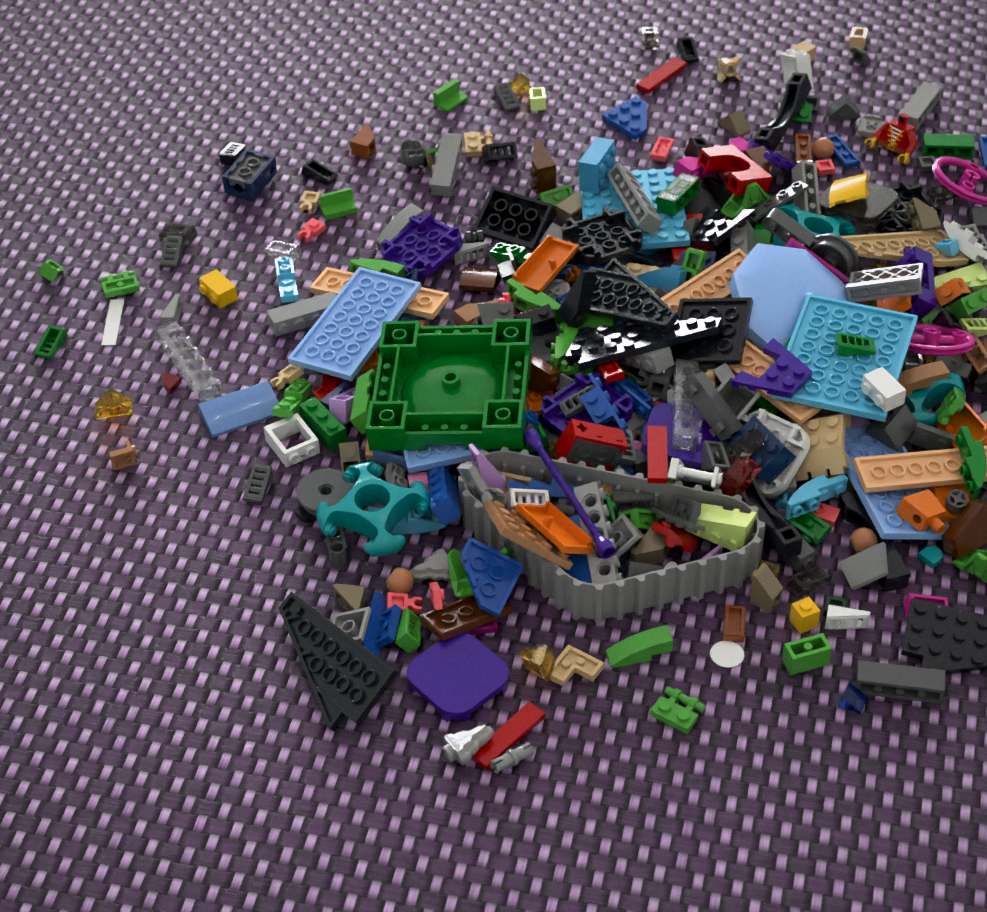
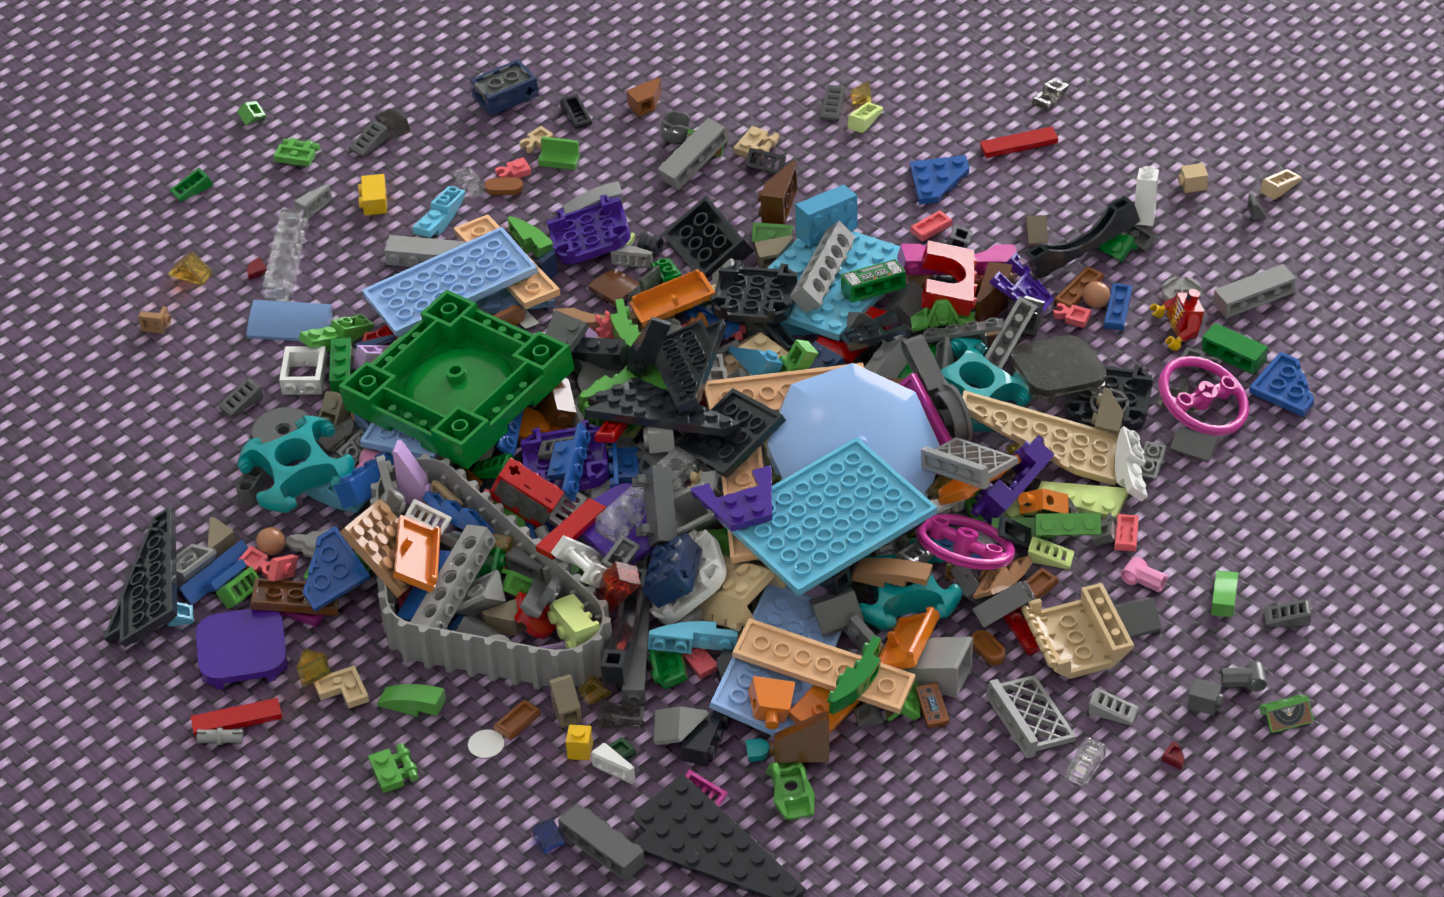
camera: 35 degrees right, 0 degrees up
(112, 322) = (261, 188): white sticker -> none
(231, 153) = (514, 54): slope -> none
(287, 375) = (358, 306): tan plate -> none
(315, 244) = (504, 186): none -> dark orange tile
(449, 96) = (777, 78): bright green panel -> none
(466, 743) = (190, 704): light grey rock -> none
(603, 545) = (440, 588): dark purple hose -> none
(691, 49) = (1077, 113): black slope -> none
(728, 68) = (1090, 162): tan brick -> none
(746, 447) = (648, 559): clear smoke slope -> none
(806, 654) = (541, 775): bright green brick -> none
(843, 109) = (1171, 260): dark grey slope -> none
(848, 189) = (1046, 350): yellow slope -> none
(849, 345) = (829, 497): green slope -> none
(862, 539) = (700, 700): nougat piece -> none
(883, 389) = (815, 562): white brick -> none
(948, 246) = (1102, 457): medium azure slope -> none
(951, 403) = (906, 614): bright green plate -> none
(957, 496) = (809, 702): dark grey wheel -> none

